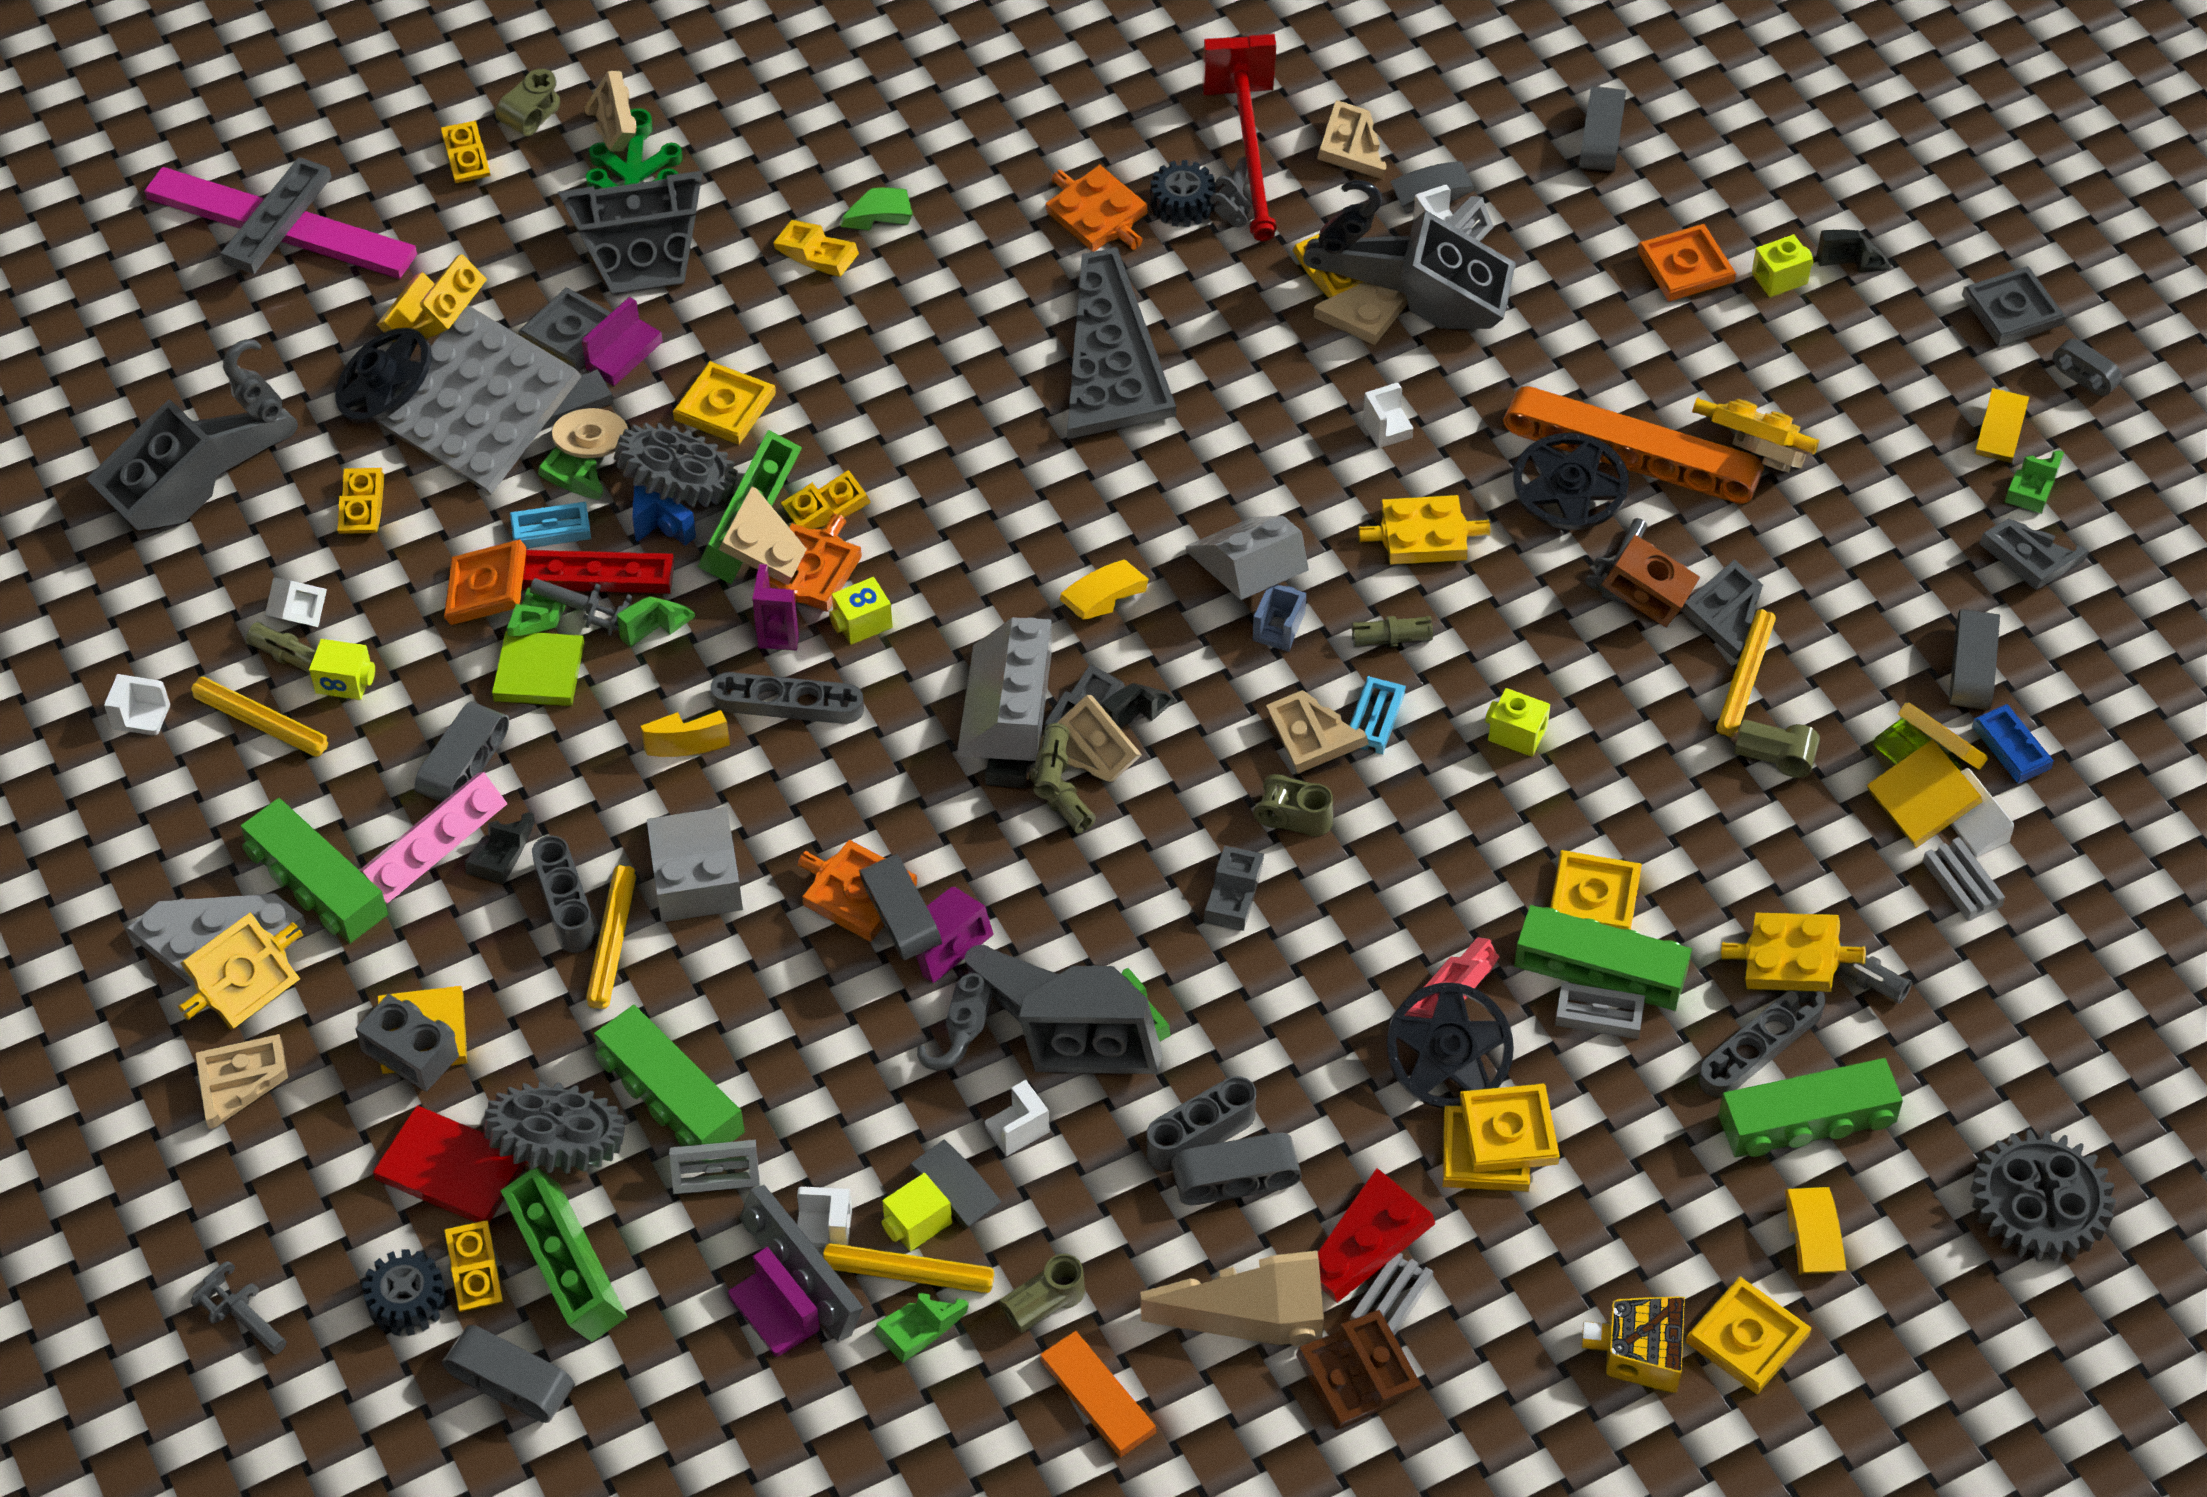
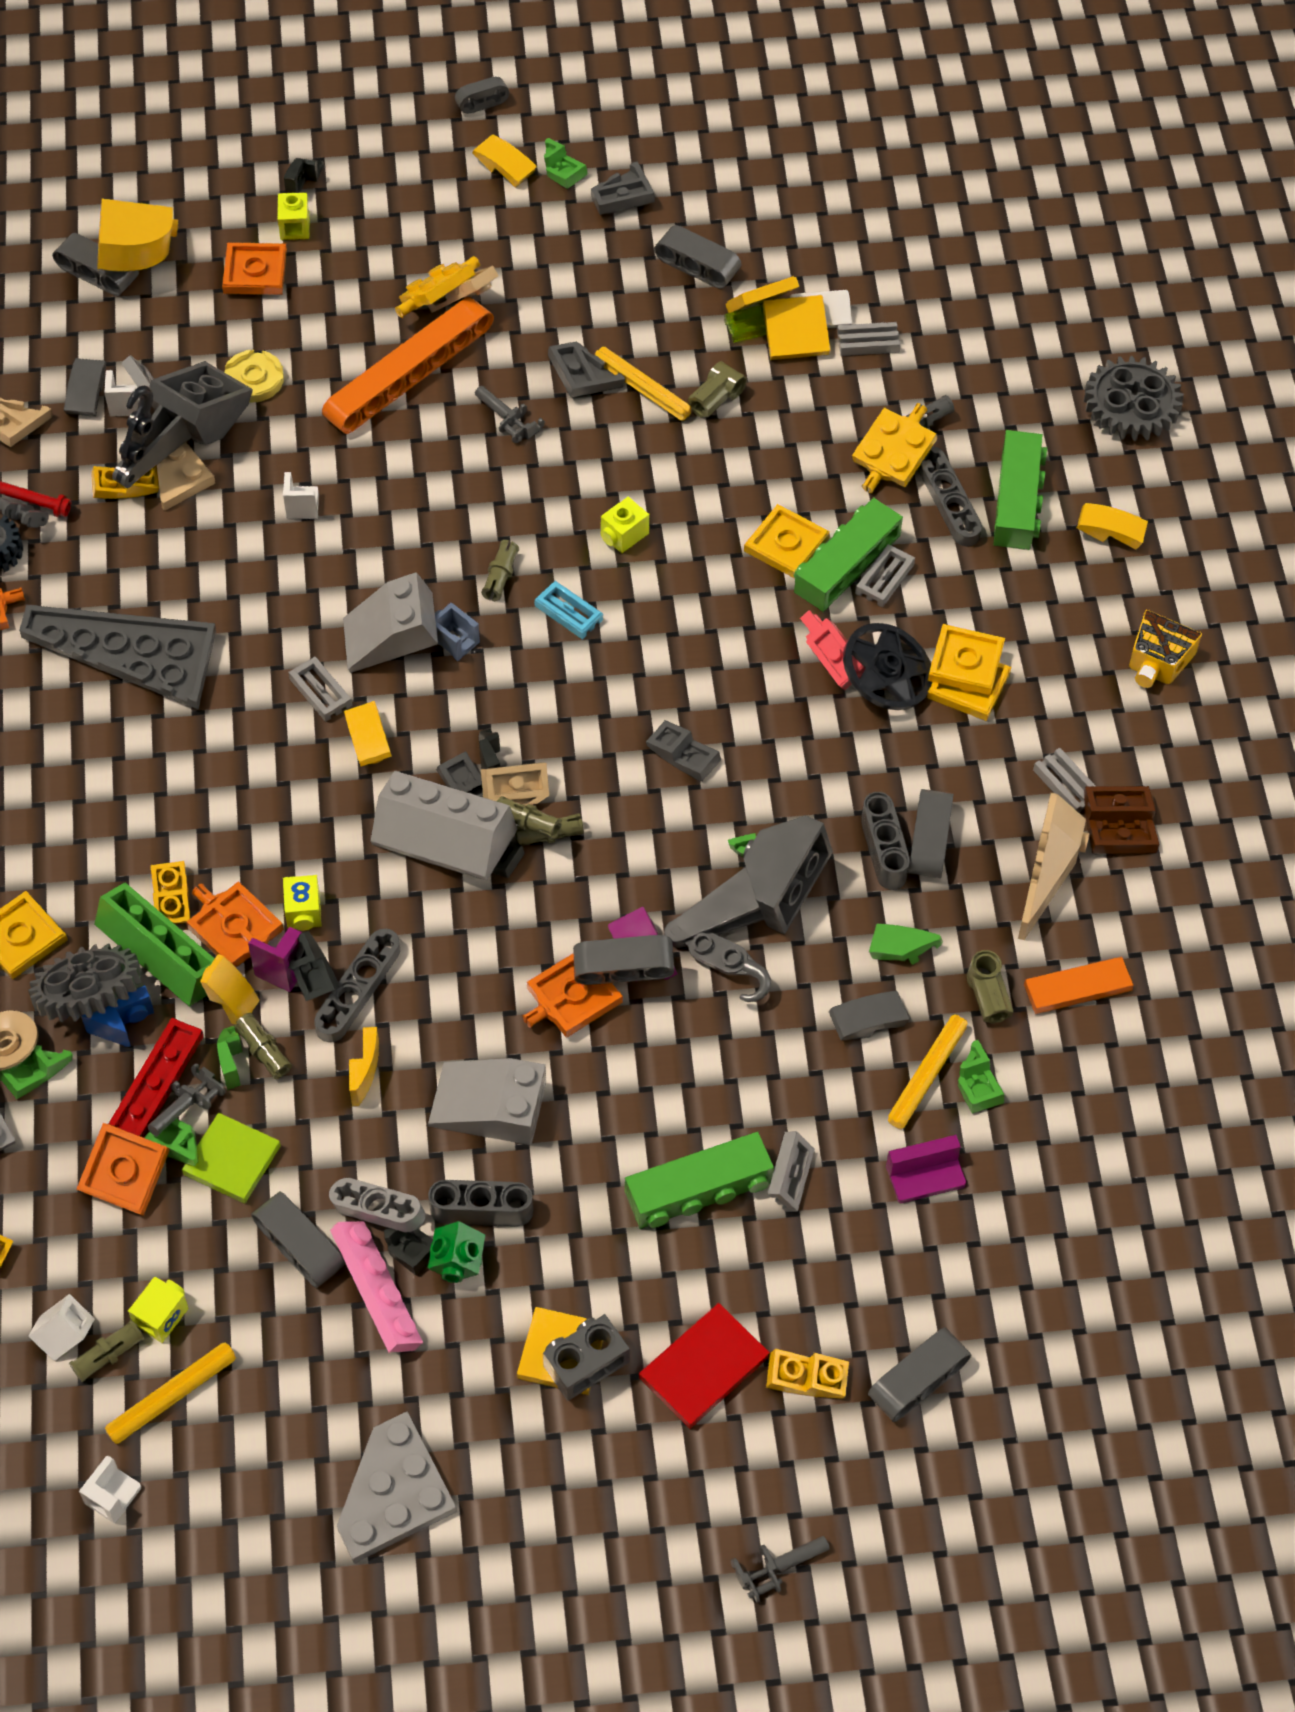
camera: 70 degrees left, 5 degrees up
(239, 1075) = (549, 1505): tan wing -> none
(240, 971) = (451, 1471): yellow plate -> none
(313, 871) = (366, 1389): bright green brick -> none
(404, 1276) = (819, 1419): black wheel -> none
(490, 874) = (456, 1252): none -> green brick
(528, 813) = (387, 1215): none -> light grey beam
(551, 530) = (85, 1131): medium azure tile -> none
(553, 1127) = (718, 1269): dark grey gear -> none
(564, 1254) = (834, 1298): bright green brick -> none
(611, 937) = (538, 1183): yellow axle -> none
(663, 661) = (263, 1045): none -> olive pin
(717, 583) = (229, 988): none -> yellow slope
(763, 538) = (205, 938): tan wing -> none
(774, 640) = (312, 968): none -> pearl dark grey slope
(777, 1230) = (874, 1143): dark grey plate -> none
(825, 1215) = (866, 1111): white panel -> none
(916, 1212) = (887, 1047): neon yellow brick -> none
(1021, 1122) = (831, 955): white panel -> none
(1068, 1187) = (901, 943): none -> bright green slope
(1143, 558) = (323, 711): none -> light grey tile
(1296, 806) = (627, 687): olive piece -> none
(1312, 731) = (570, 651): tan wing -> none
(1370, 1234) = (1015, 771): red wing -> none
(1424, 530) = (415, 517): yellow plate -> none
(1538, 320) = (258, 371): none -> light yellow tile
(1570, 481) = (426, 410): black wheel -> none
(1647, 135) = (134, 235): none -> yellow brick
(1650, 581) = (544, 399): dark orange brick -> none
(1748, 1335) = (1172, 592): yellow tile -> none
(2012, 743) = (775, 266): blue plate -> none
(2013, 306) = (403, 110): dark grey plate -> none

